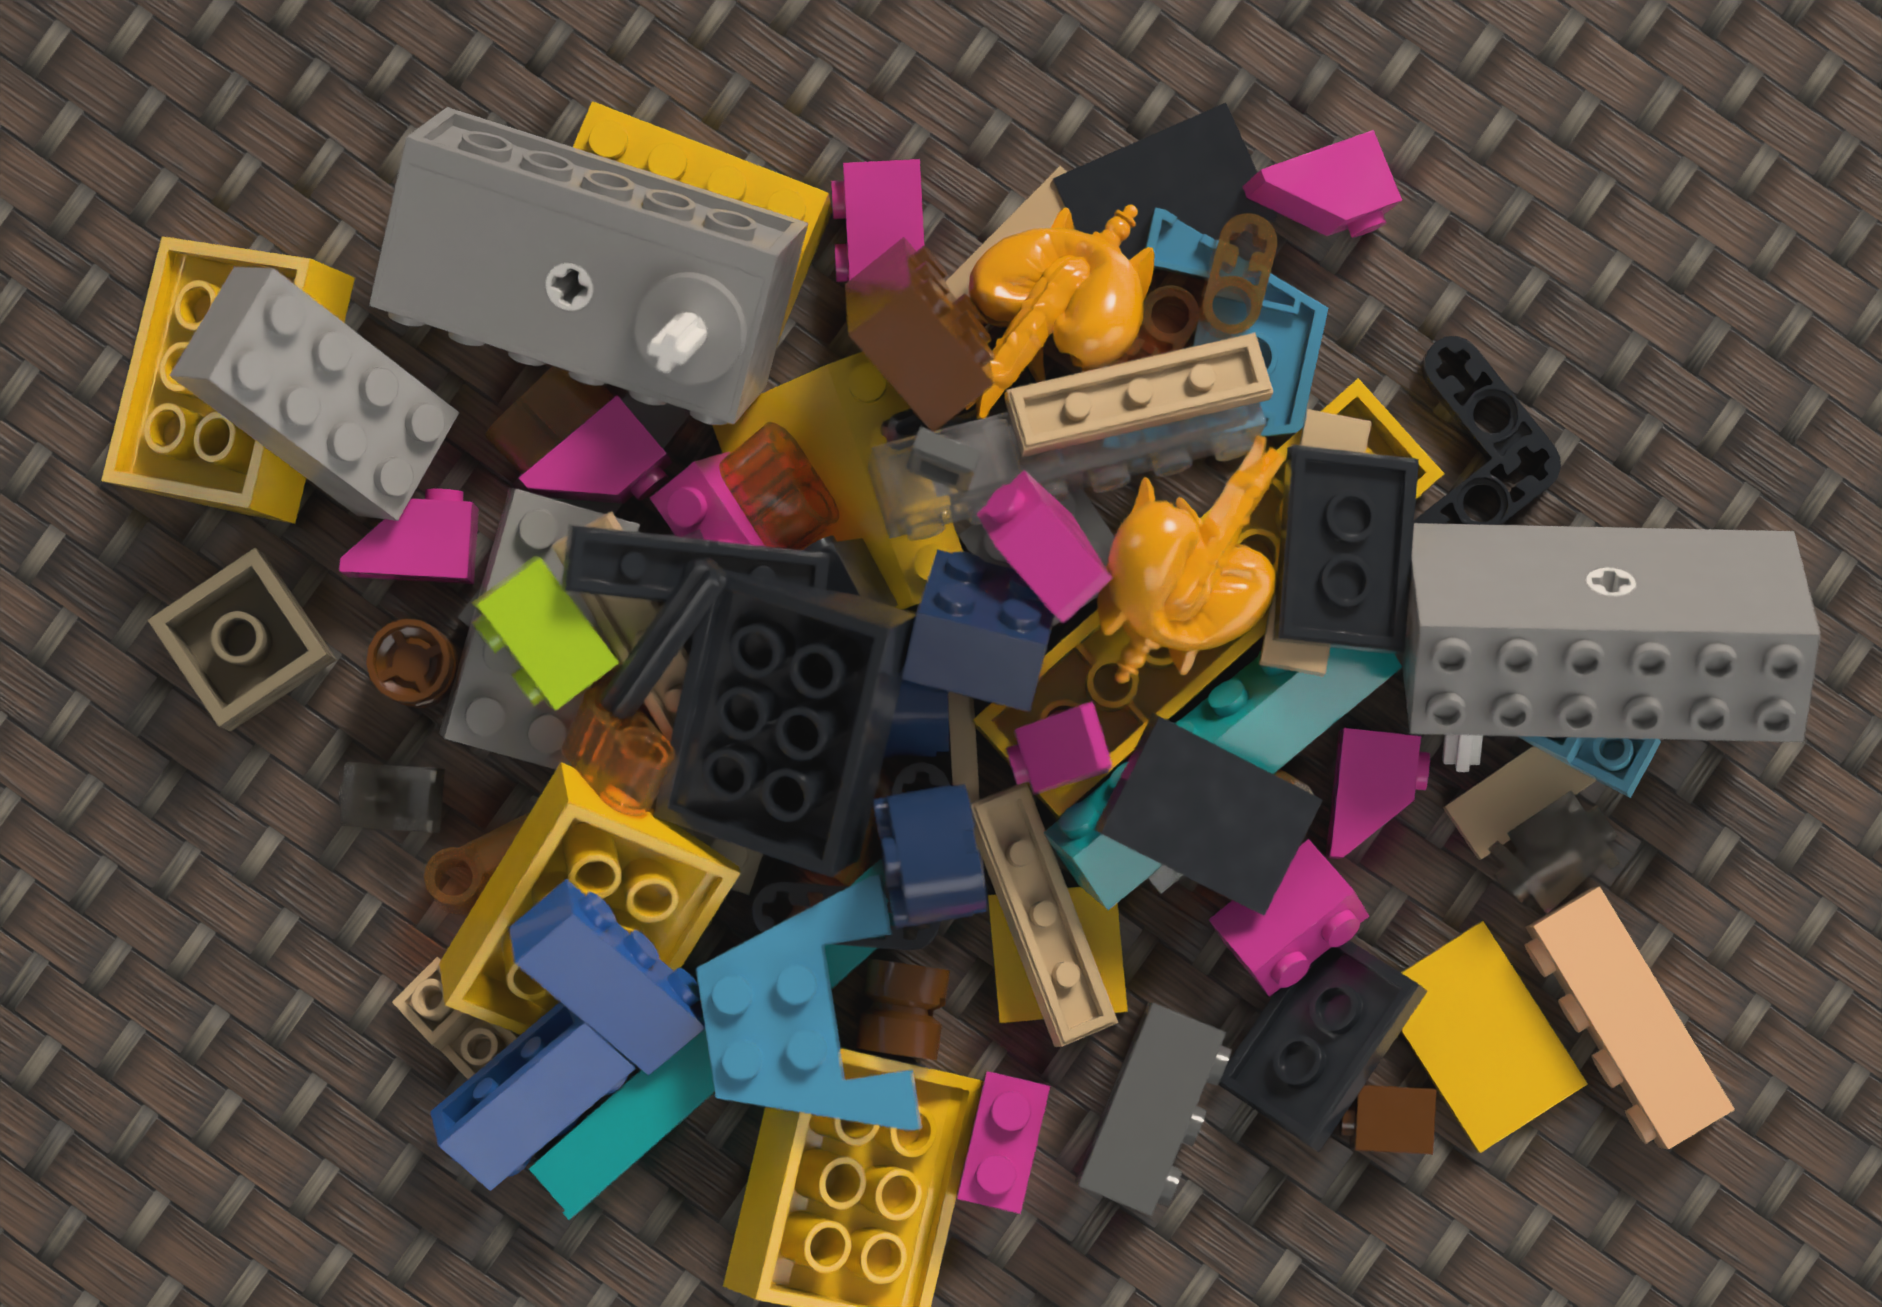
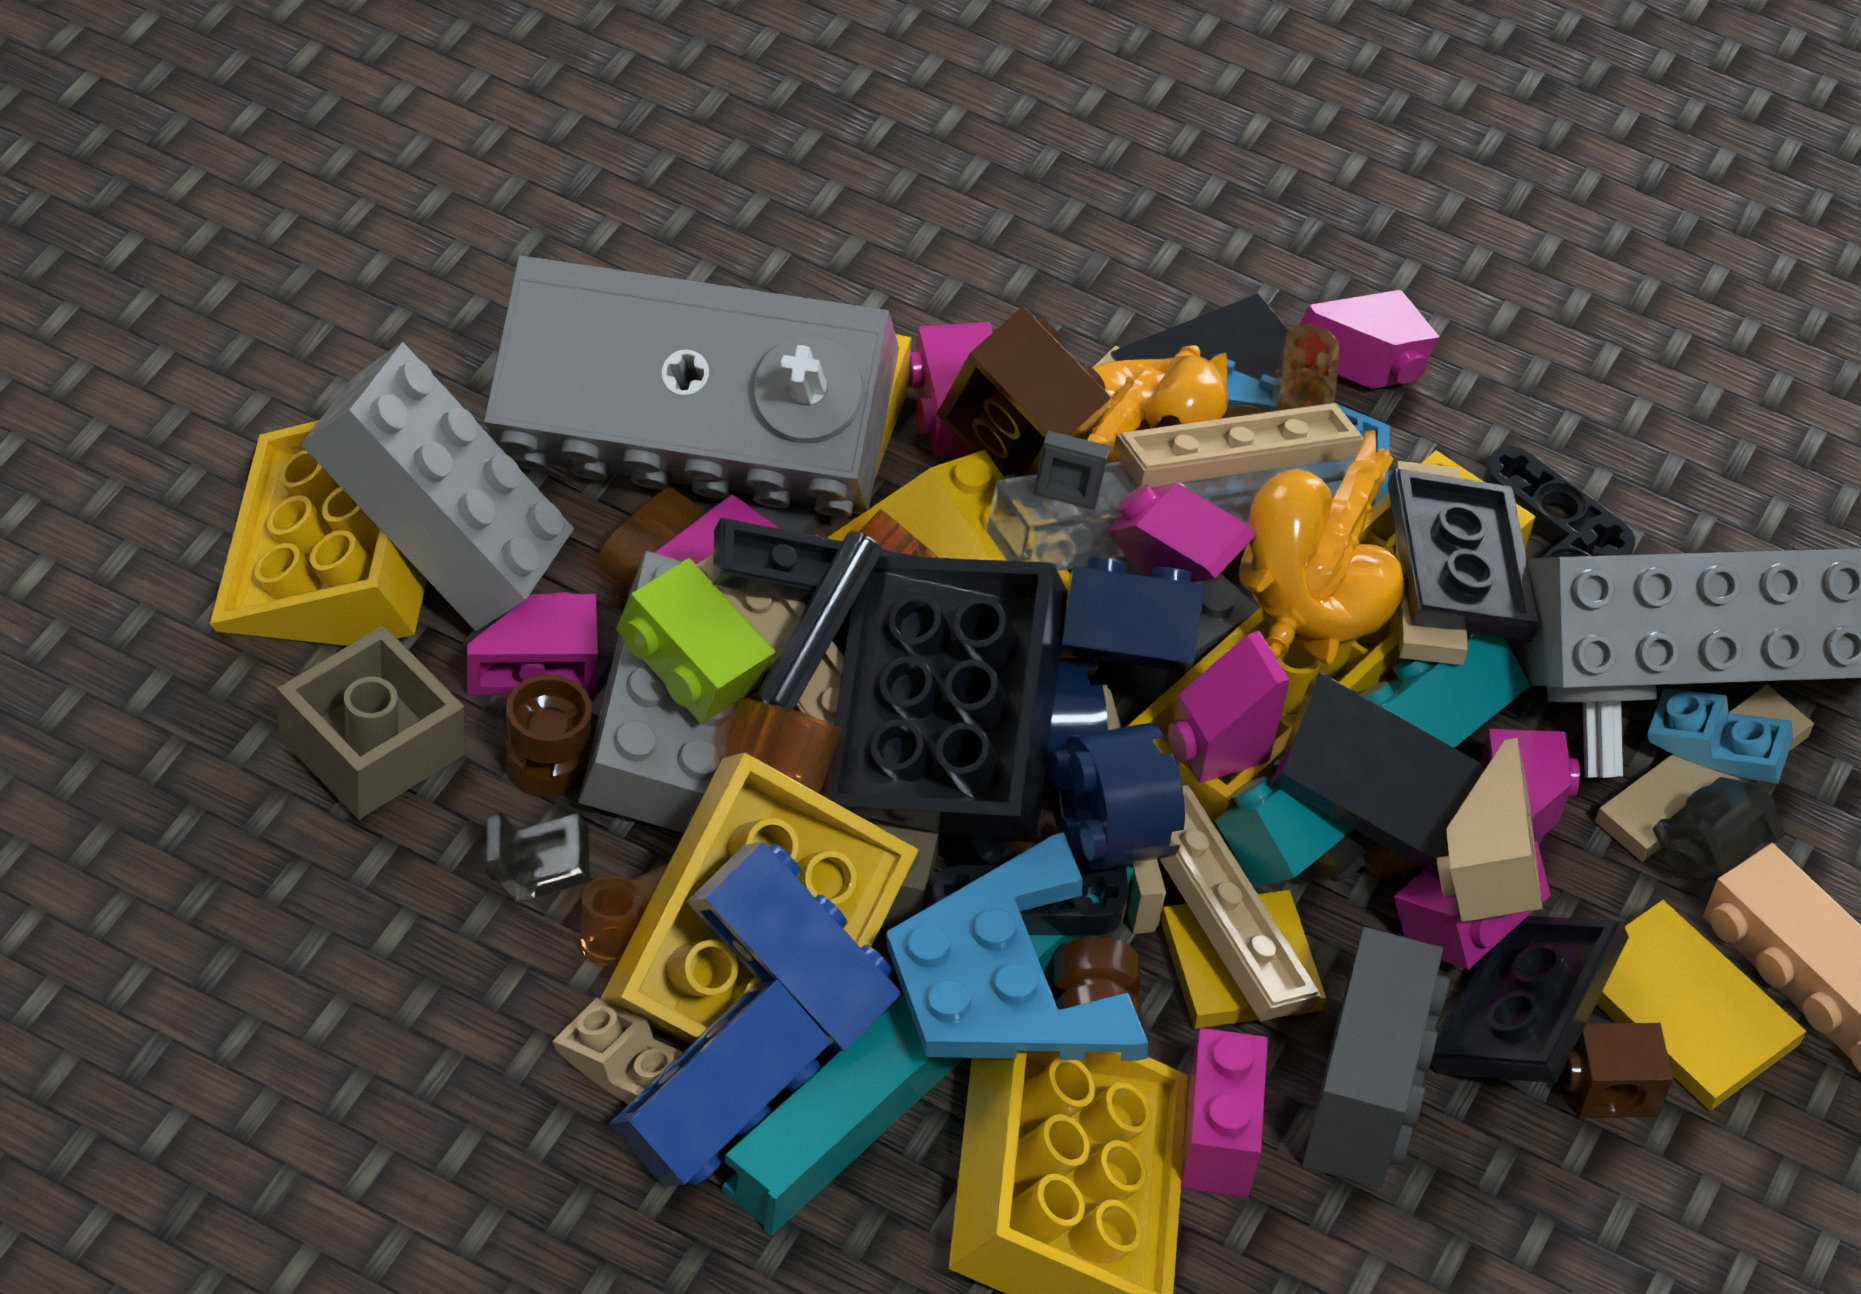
camera: 15 degrees left, 35 degrees down
(1306, 903) = (1493, 844): none -> tan slope

